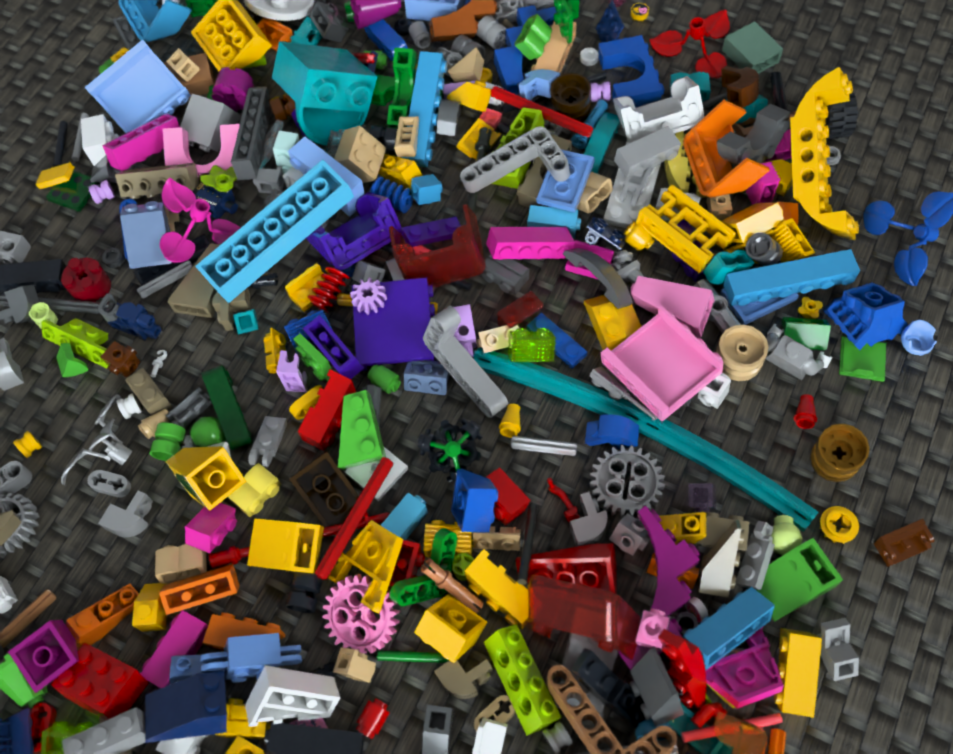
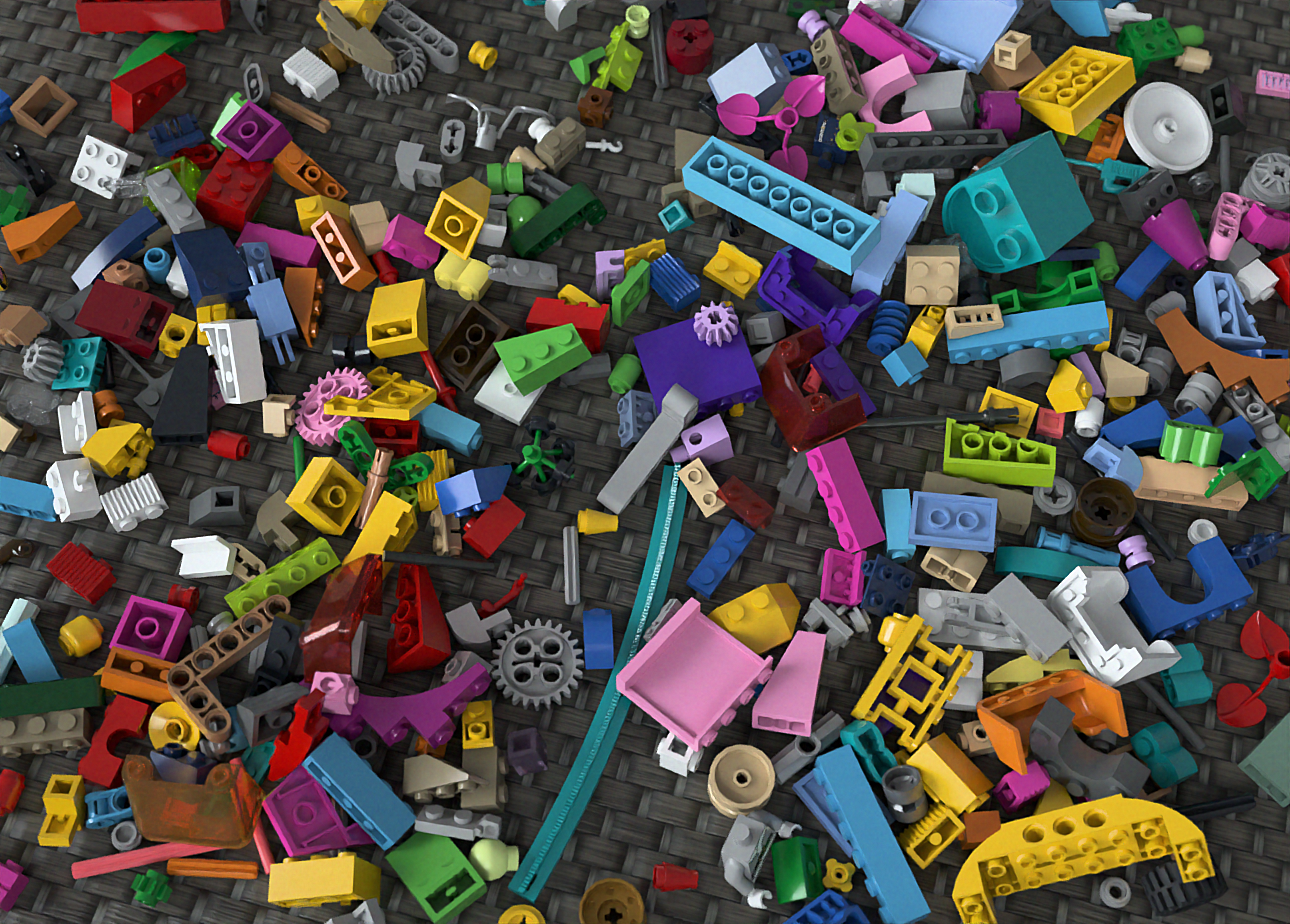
camera: 70 degrees right, 0 degrees up
(129, 318) = (644, 104): dark blue hips -> none
(164, 279) = (710, 121): light grey axle -> none
(327, 288) = (728, 286): red piece -> none
(333, 348) = (641, 305): dark purple brick -> none
(353, 518) = (443, 376): red axle -> none
(365, 58) = (1086, 238): red axle -> none
(516, 158) = (965, 445): light grey beam -> none
(531, 346) = (696, 523): clear neon green brick -> none
(548, 114) = (1066, 478): red axle -> none
(617, 290) = (816, 590): dark grey slope -> none
(697, 608) = (386, 763): white tile -> none
(706, 712) = (263, 779): red arm -> none
(741, 85) = (1187, 746): reddish brown arch -> none

